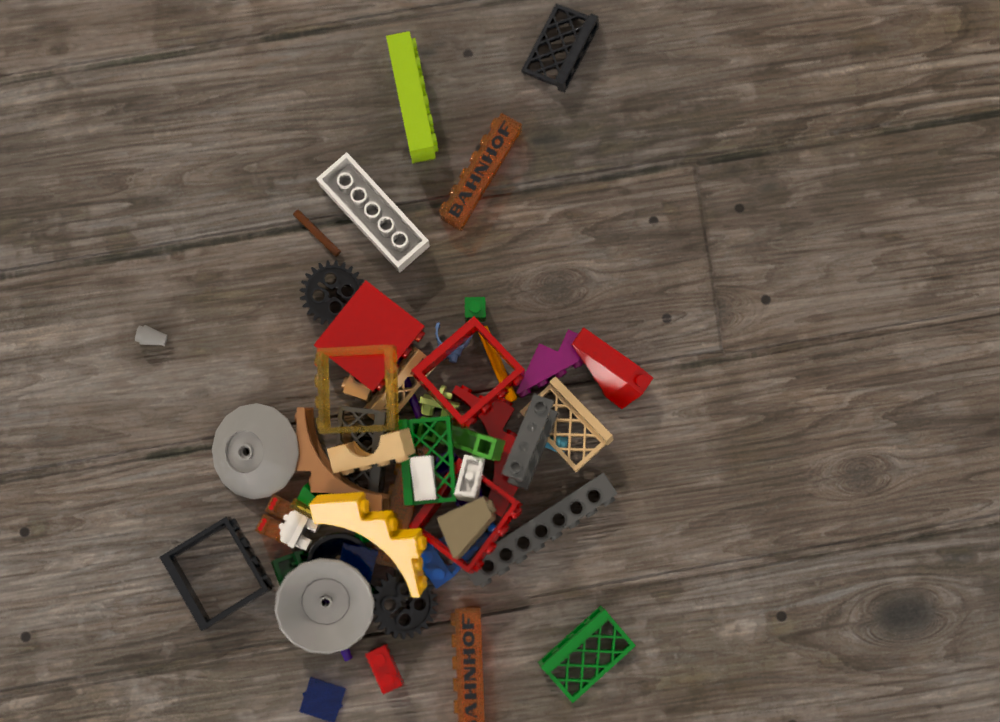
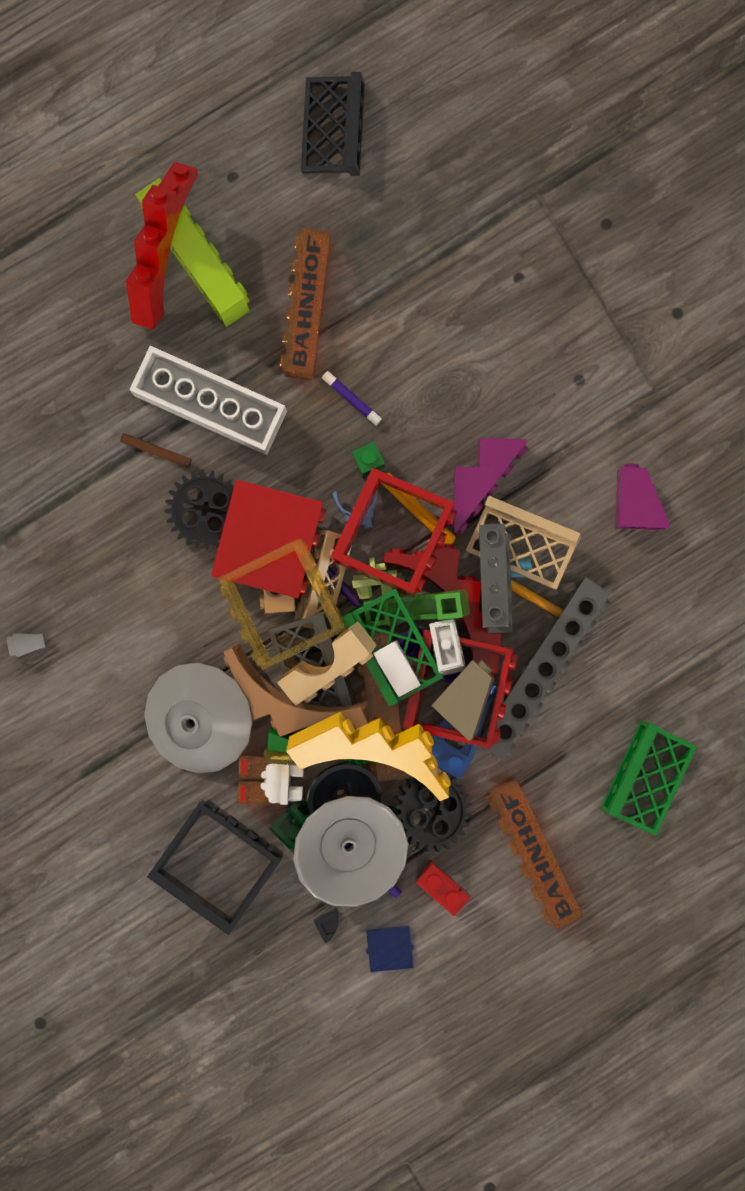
camera: 25 degrees left, 5 degrees up
(282, 658) = (327, 924): none -> black tile
(360, 558) = (364, 784): clear blue piece -> none
(381, 78) = (152, 245): none -> red arch
(484, 257) = (351, 398): none -> dark purple bar
(558, 472) = (535, 598): none -> light orange bar
(616, 375) = (552, 464): red wedge -> none
(671, 431) = (638, 501): none -> magenta slope

